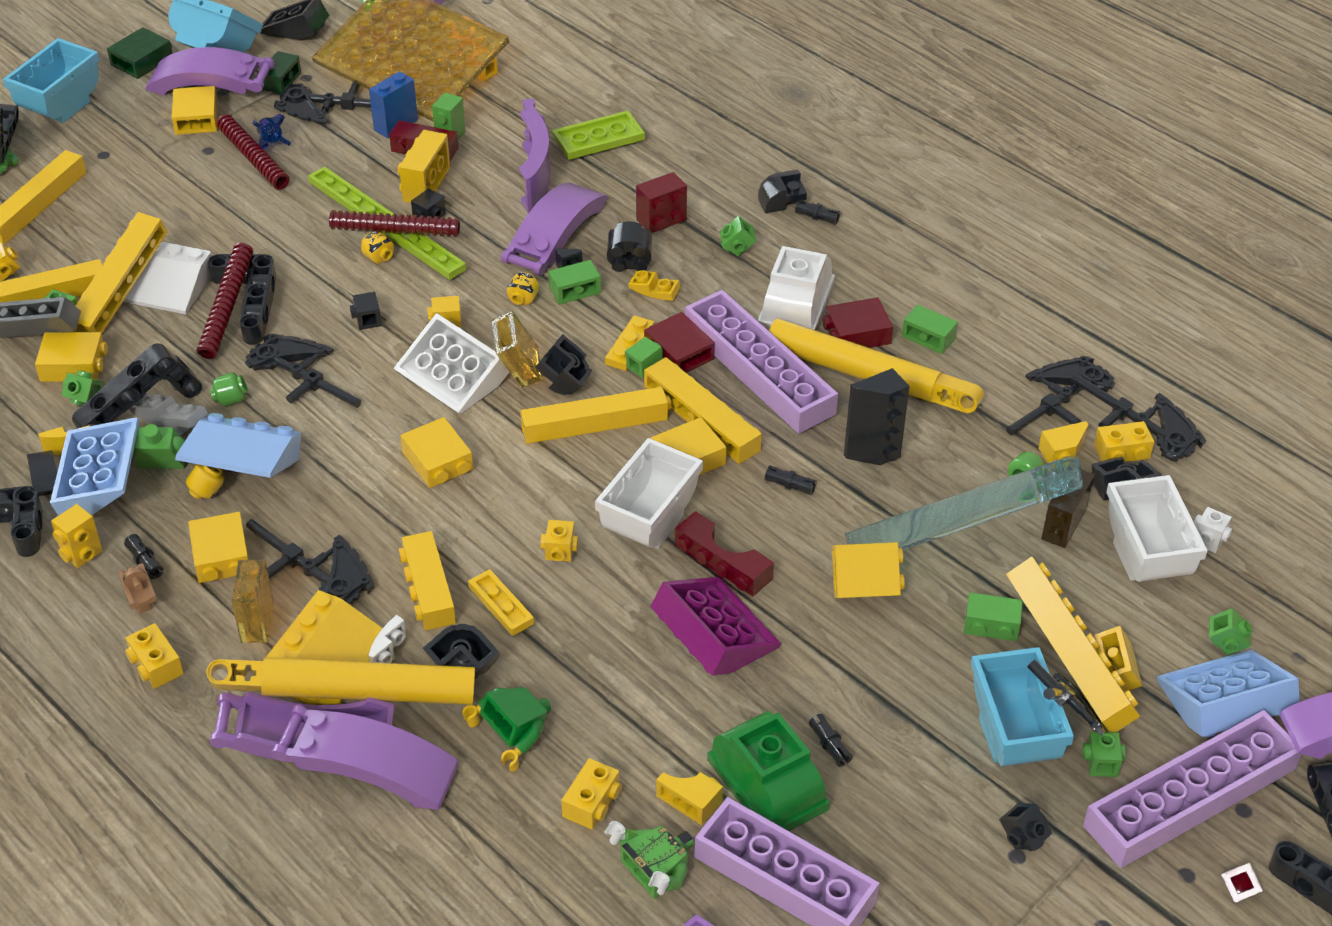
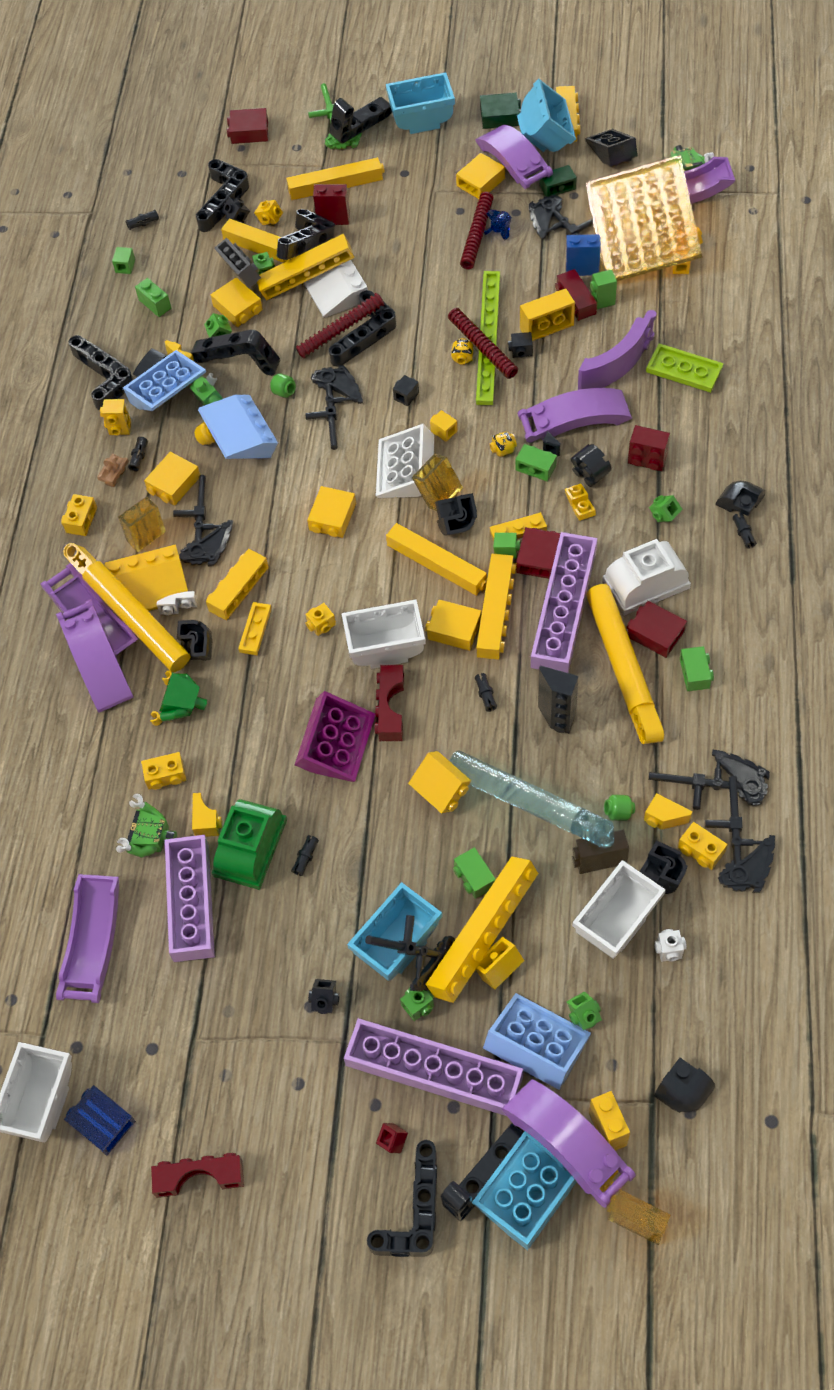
camera: 55 degrees right, 15 degrees up
(71, 211) = (332, 202): none -> dark red brick
(85, 254) = (312, 232): none -> black beam
(165, 412) = (238, 375): light grey slope -> none

